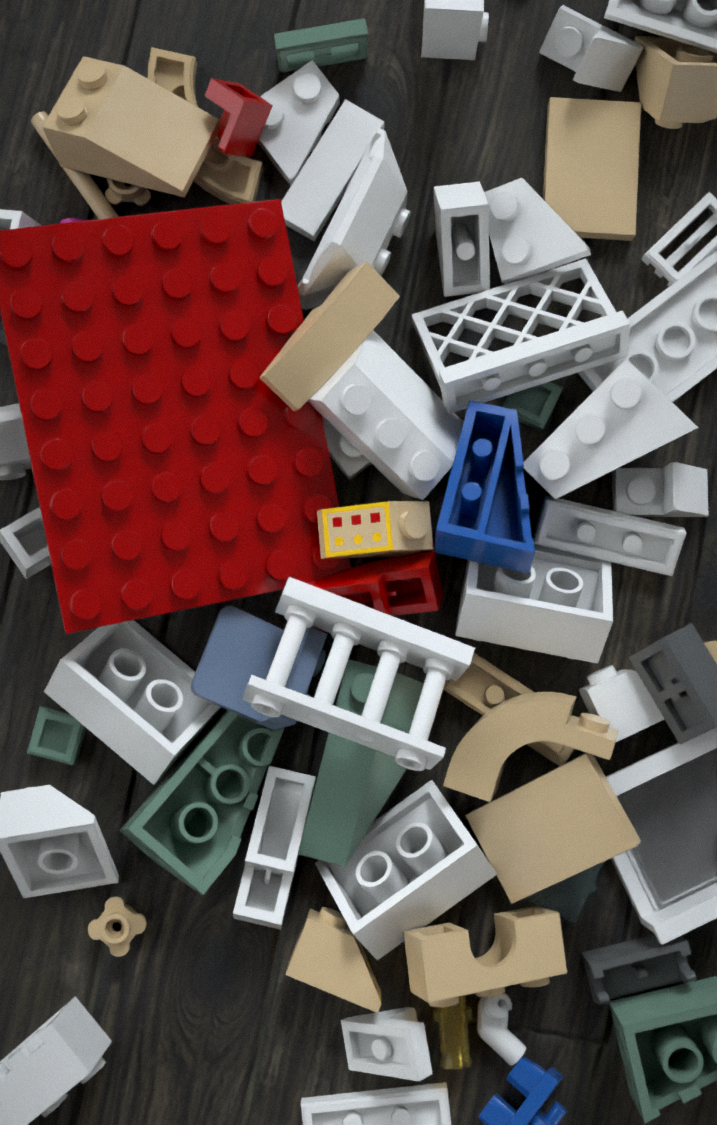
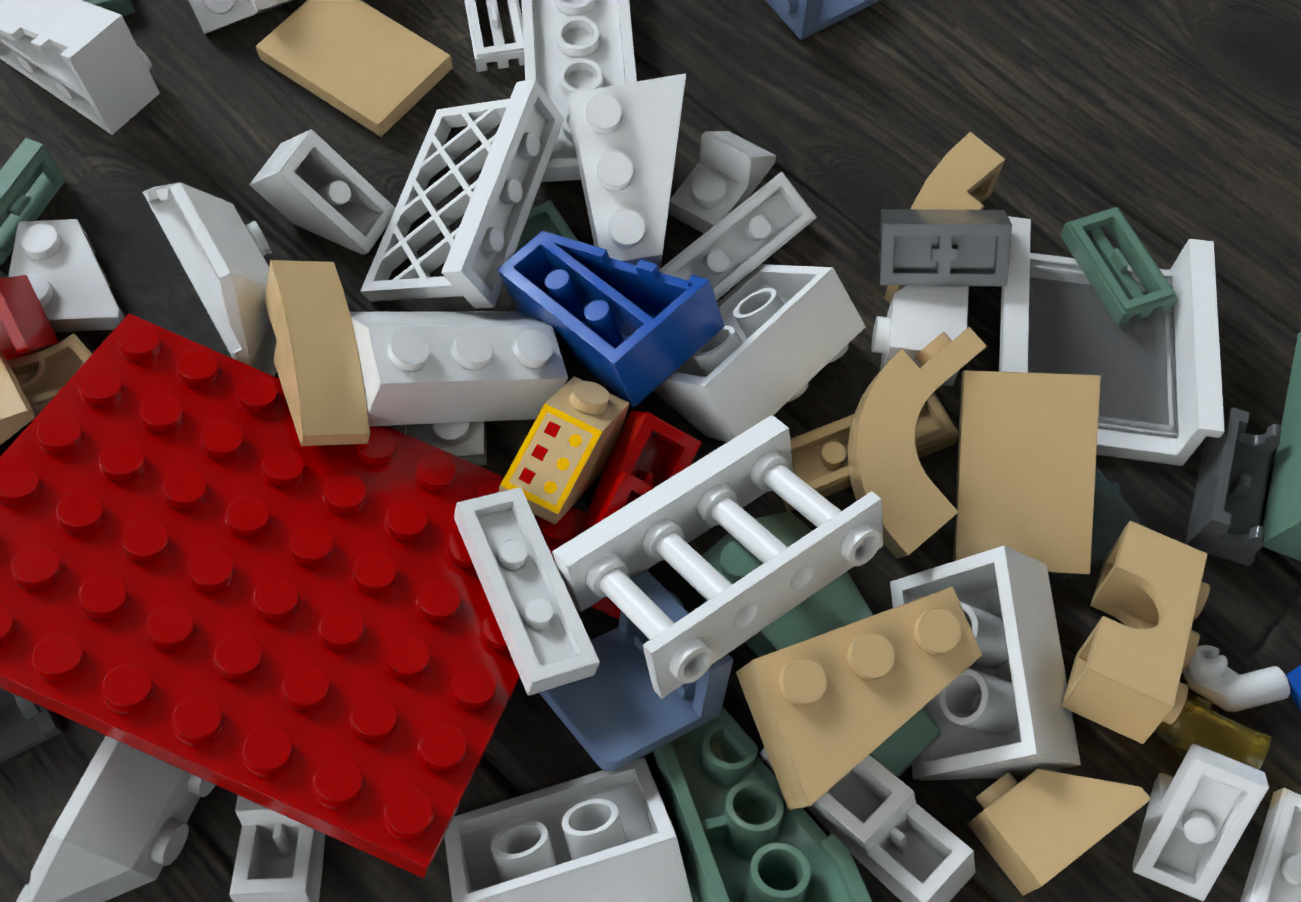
camera: 60 degrees left, 20 degrees down
(261, 573) = (525, 591): none -> white plate
(326, 806) = (851, 688): none -> tan wedge
(329, 170) = (142, 267): white tile -> none
(528, 233) = (377, 131): white wing -> none

